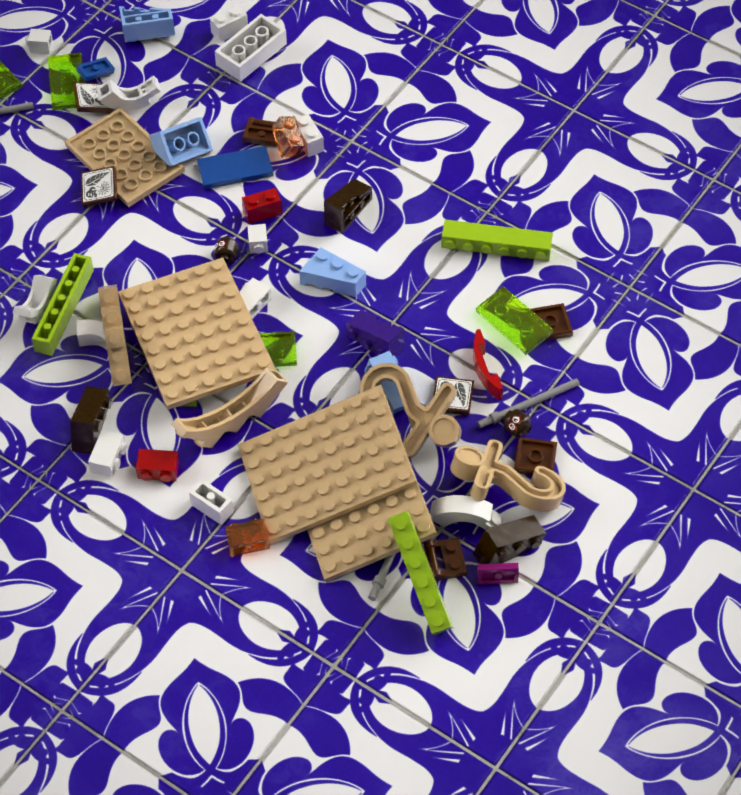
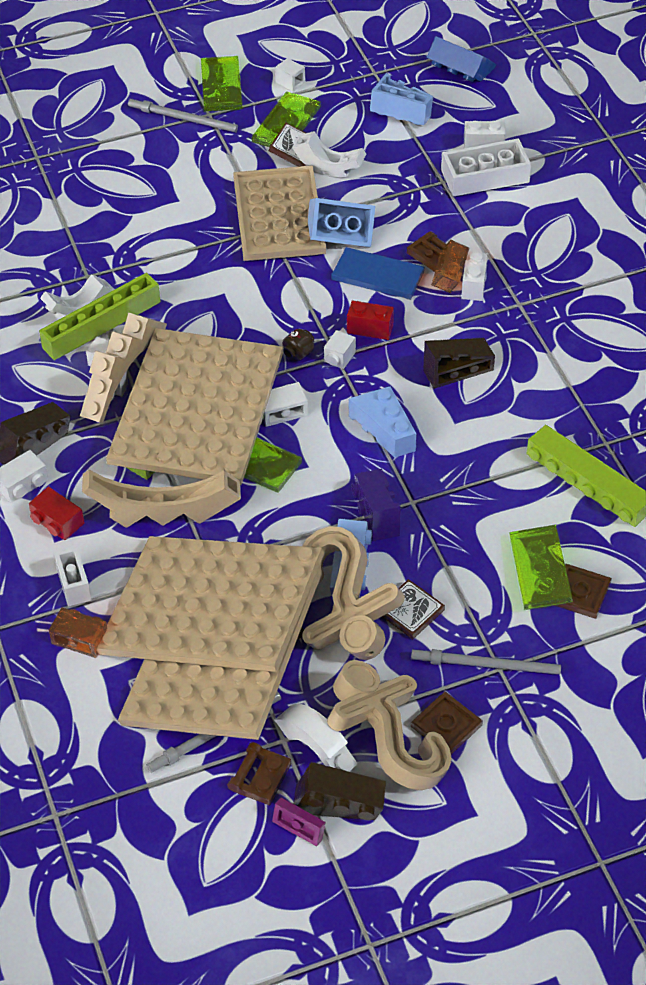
camera: 35 degrees right, 5 degrees down
(95, 69) = (318, 121): blue plate -> none
(99, 186) = (229, 226): tile -> none
(420, 573) = (205, 768): lime brick -> none
(490, 382) = (476, 575): red slope -> none
(517, 423) = (452, 674): dark brown head -> none

